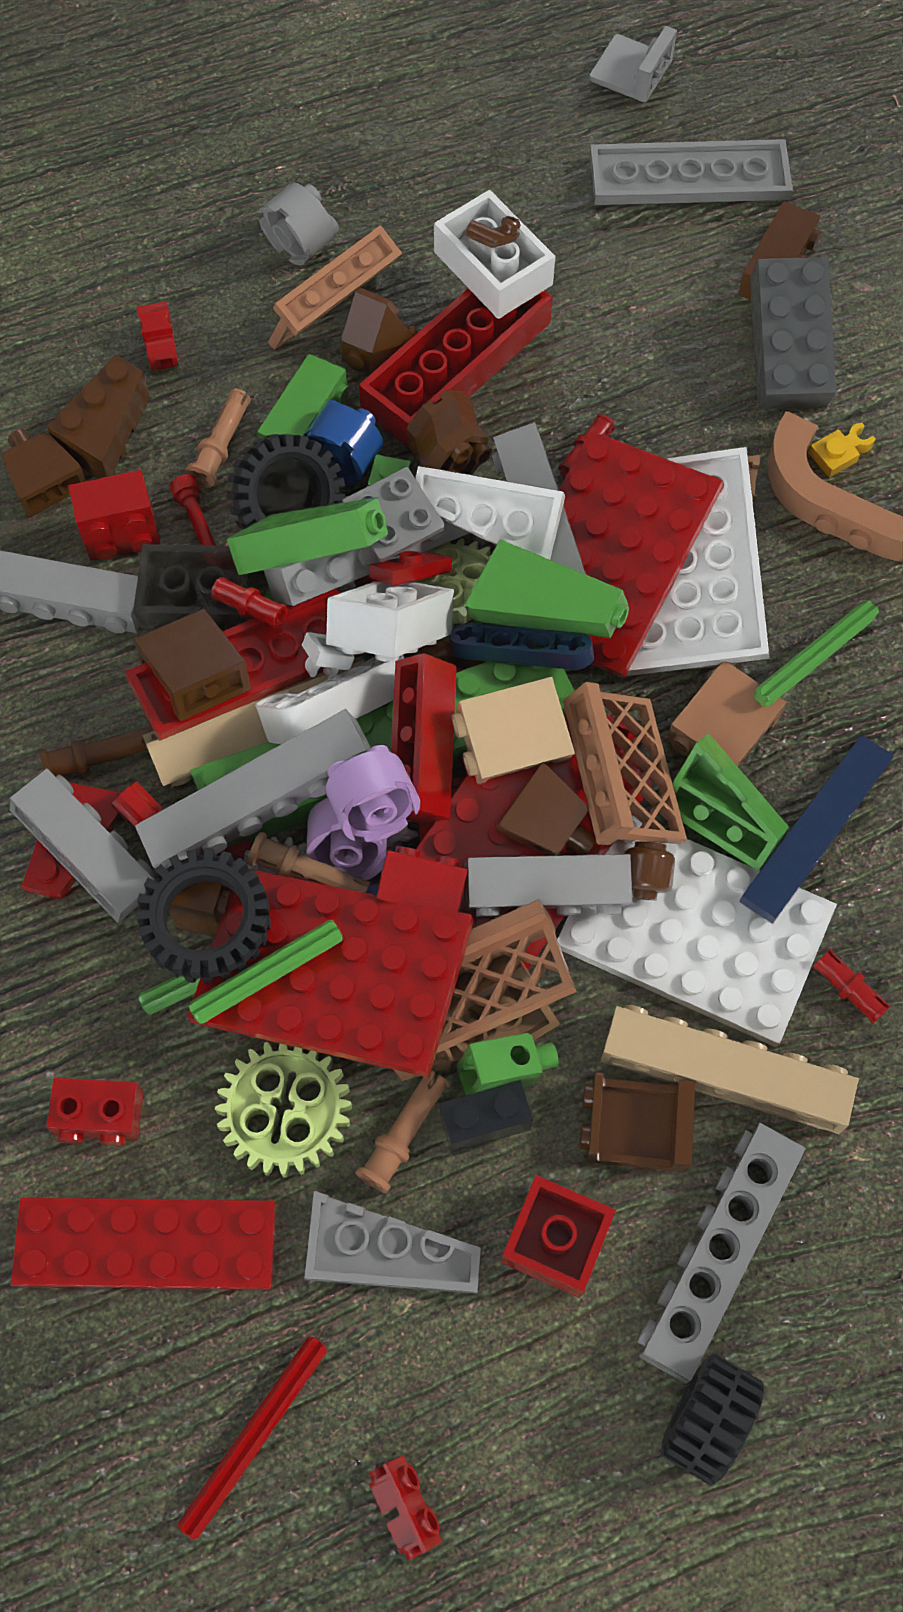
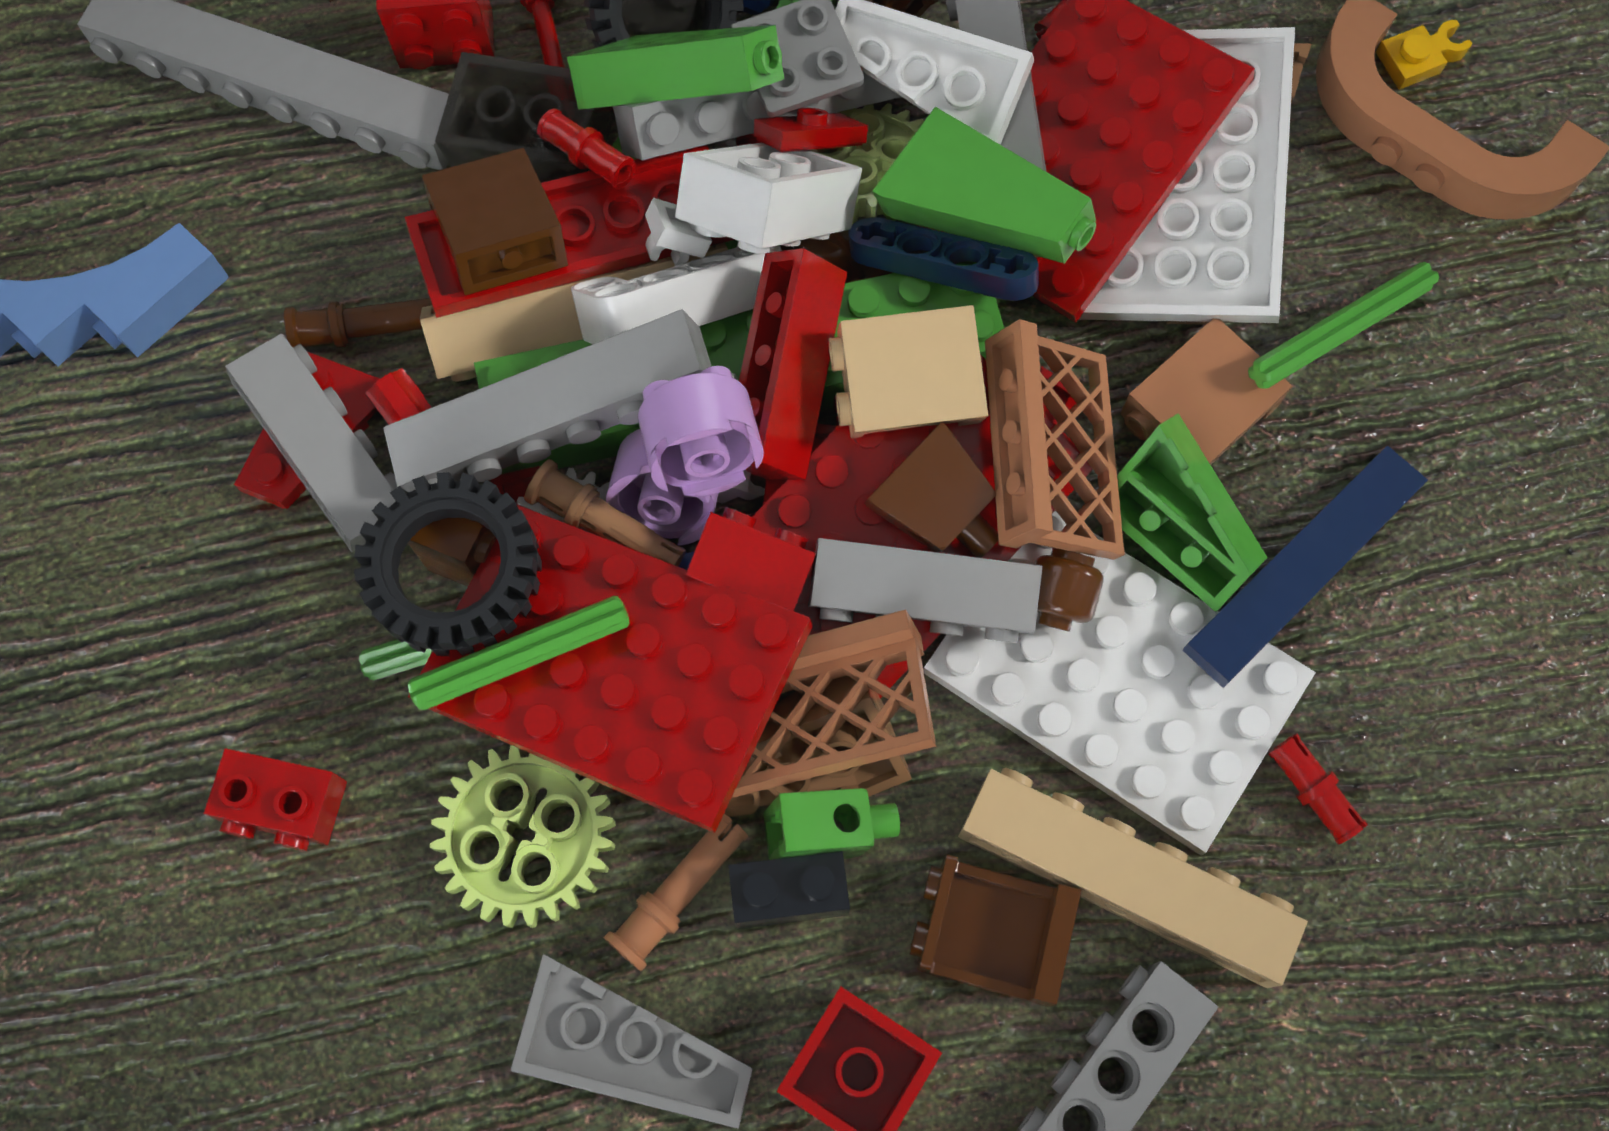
camera: 10 degrees right, 5 degrees up
(144, 1243) = (312, 987): red plate -> none

